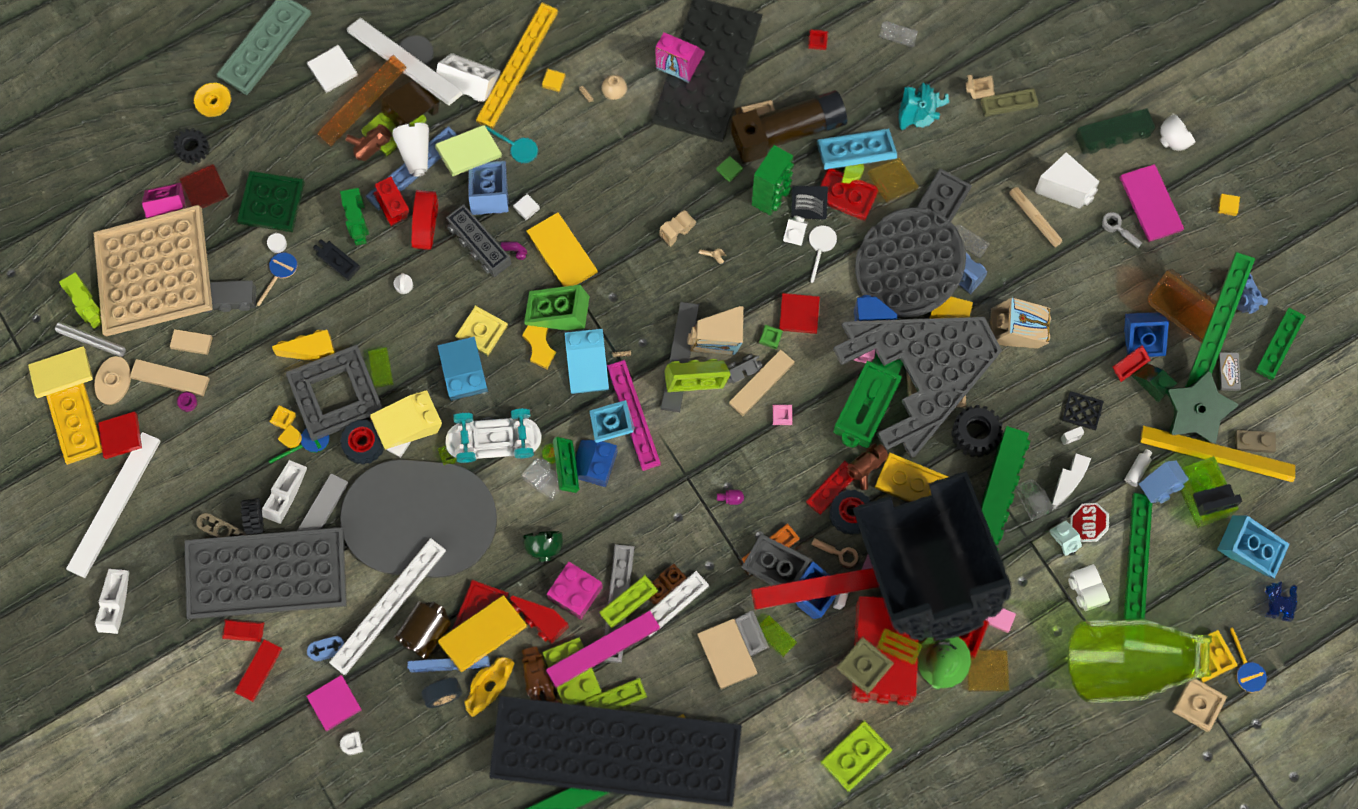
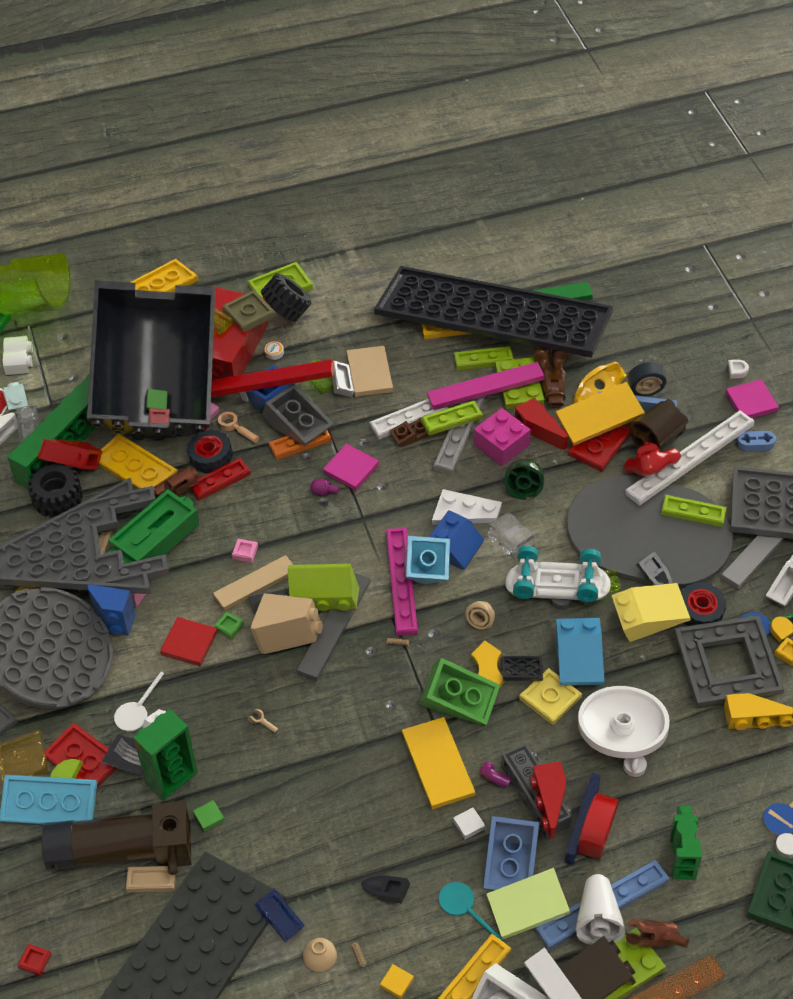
camera: 165 degrees left, 20 degrees down
(336, 259) = (713, 807): black hinge -> none
(379, 542) = (693, 511): none -> lime tile
(380, 367) = (672, 681): clear neon green tile -> none
(391, 201) = (633, 834): red panel -> none
(406, 463) = (654, 570): none -> plate
(416, 309) = (623, 722): none -> white dish
(426, 578) = (650, 460): none -> red head
(437, 225) = (572, 848): none -> clear blue tile
(463, 223) = (550, 789): none -> red slope
(496, 350) = (515, 675): none -> black window
(548, 453) = (498, 562): clear neon green tile -> none
(554, 391) = (480, 615): none -> tan brick
(566, 465) = (485, 539): green tile -> none
(577, 141) = (387, 887): none -> black plate
(586, 361) = (437, 637): medium azure slope -> none
(594, 504) = (471, 507): none -> white wing
(650, 102) = (279, 915): none -> clear blue tile
(677, 56) = (222, 951): dark pink slope -> none
(680, 224) = (289, 758): tan leg -> none
(712, 529) = (351, 467): none -> dark pink tile
(827, 720) = (286, 297): none -> black tyre
(832, 659) = (274, 350): none -> white tile
(912, 531) = (159, 416): none -> red tile
(921, 546) = (156, 399): none -> bright green tile
(978, 461) = (70, 453): none -> red slope
(985, 720) = (166, 278): none -> yellow tile

